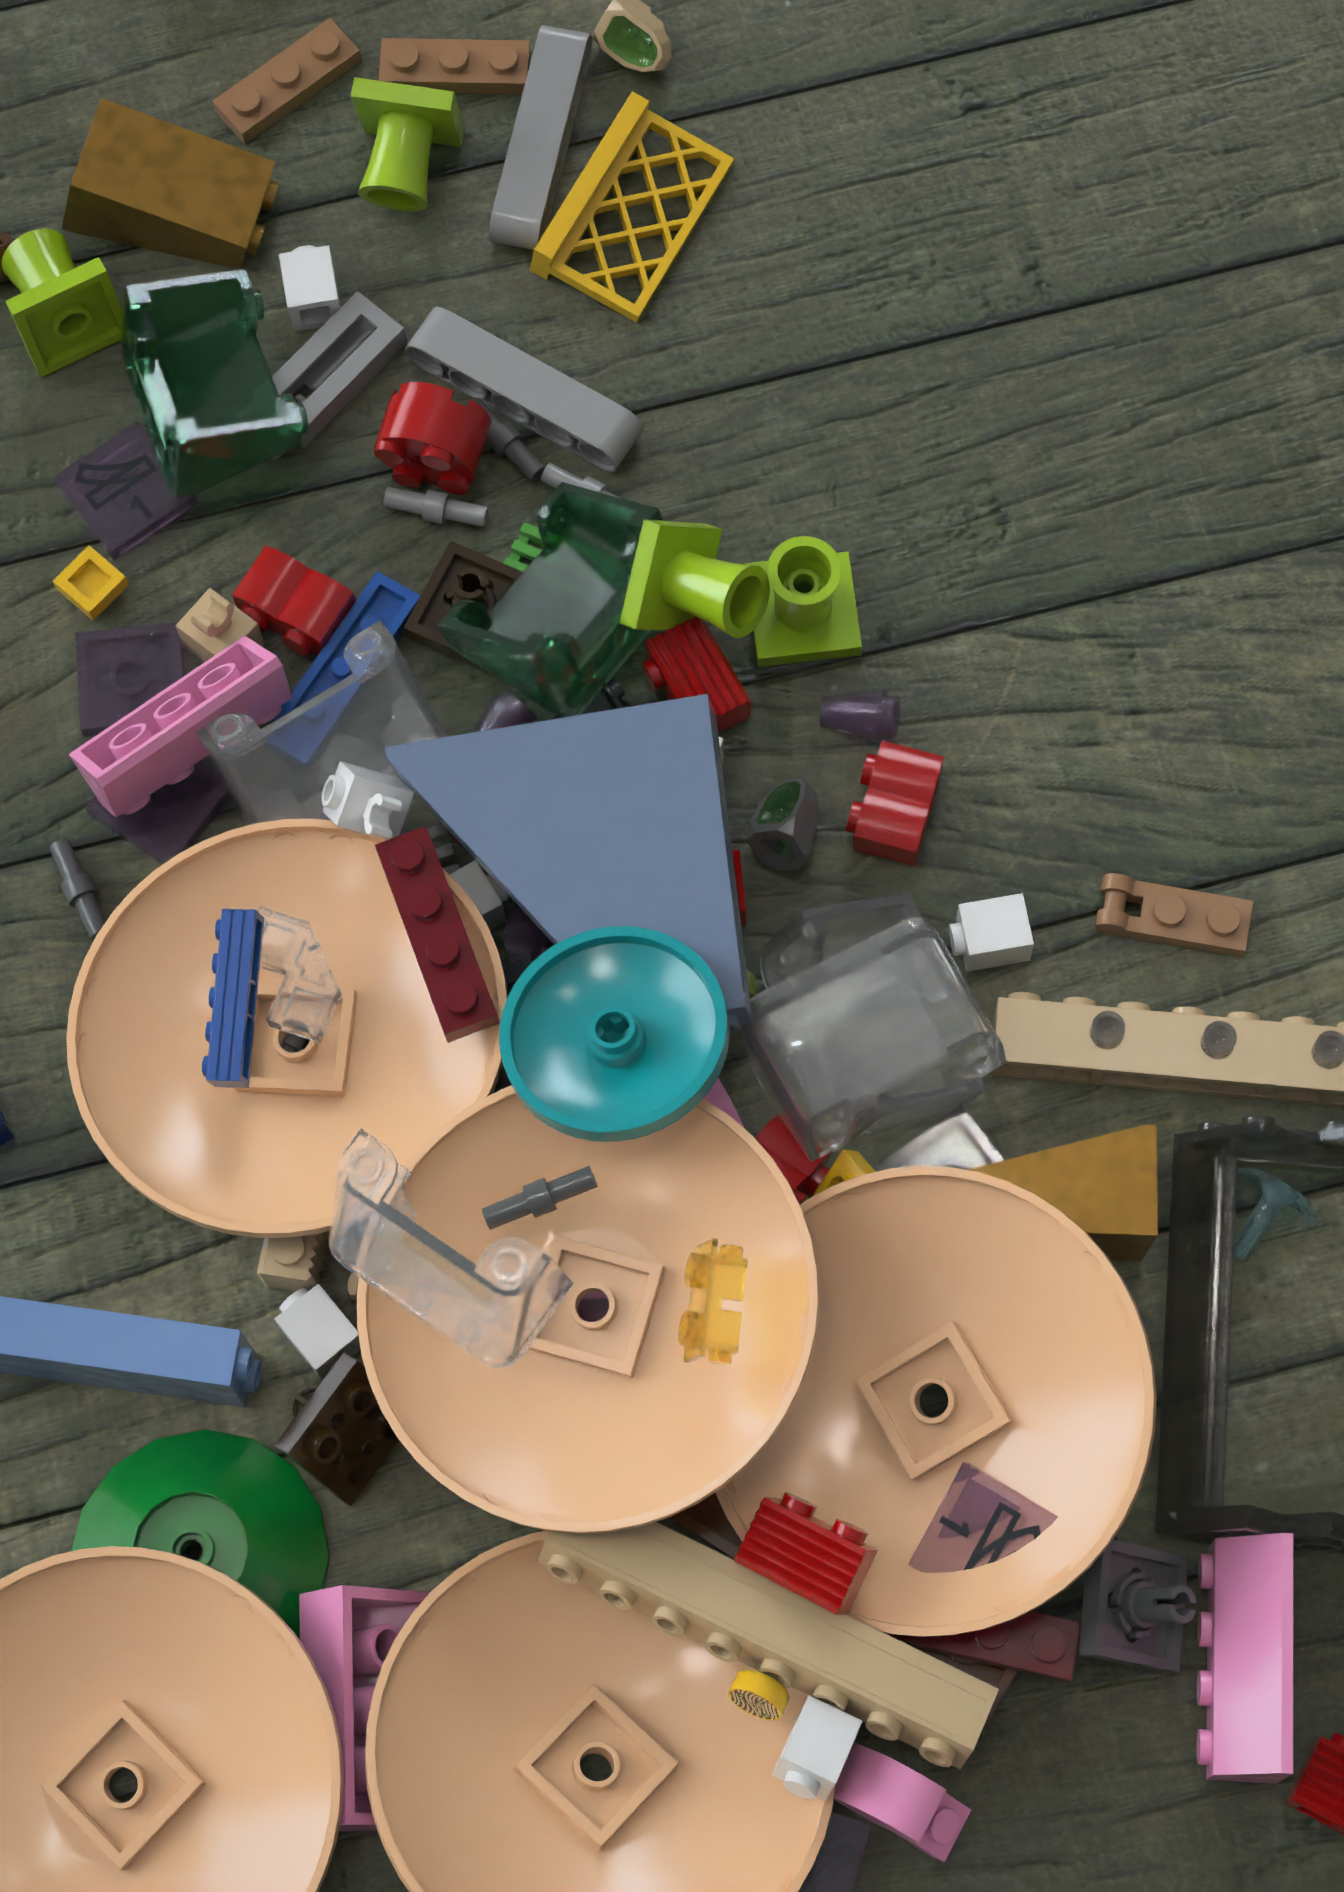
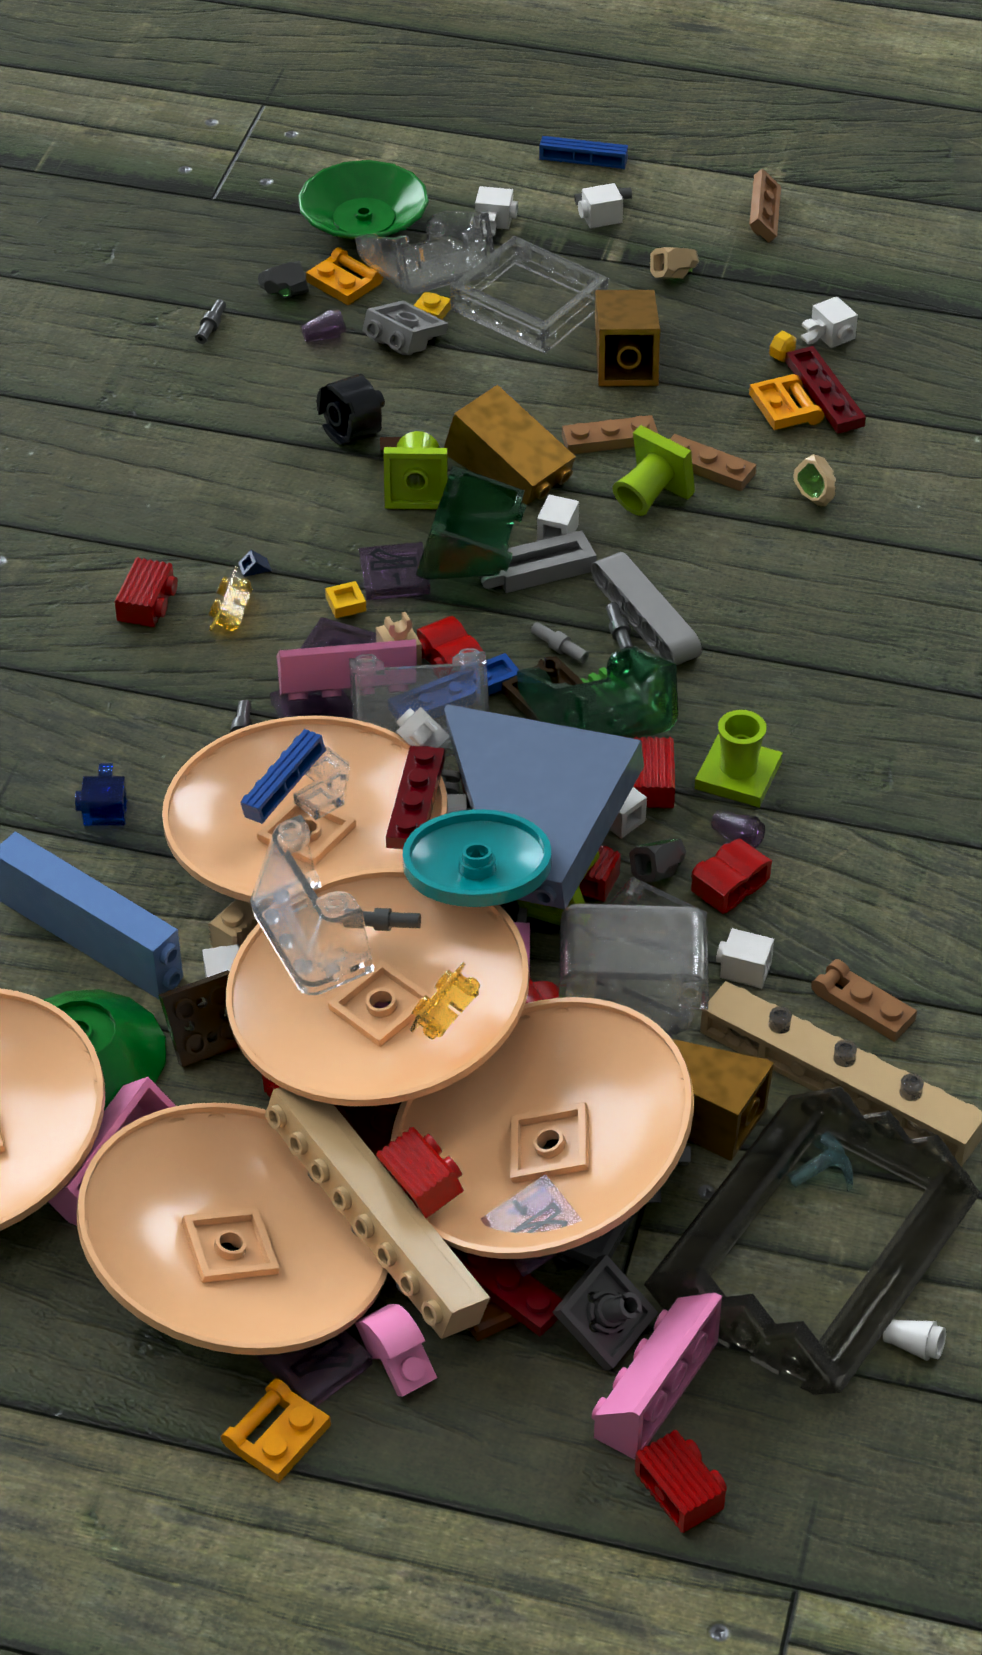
camera: 25 degrees right, 25 degrees down
(432, 437) = (576, 602): red brick -> none
(540, 137) = (732, 506): light grey beam -> none
(589, 198) = (748, 538): yellow fence -> none
(681, 578) = (674, 709): lime plant -> none
(759, 1695) = (346, 1239): yellow tile -> none
(816, 1749) = (361, 1279): white brick -> none

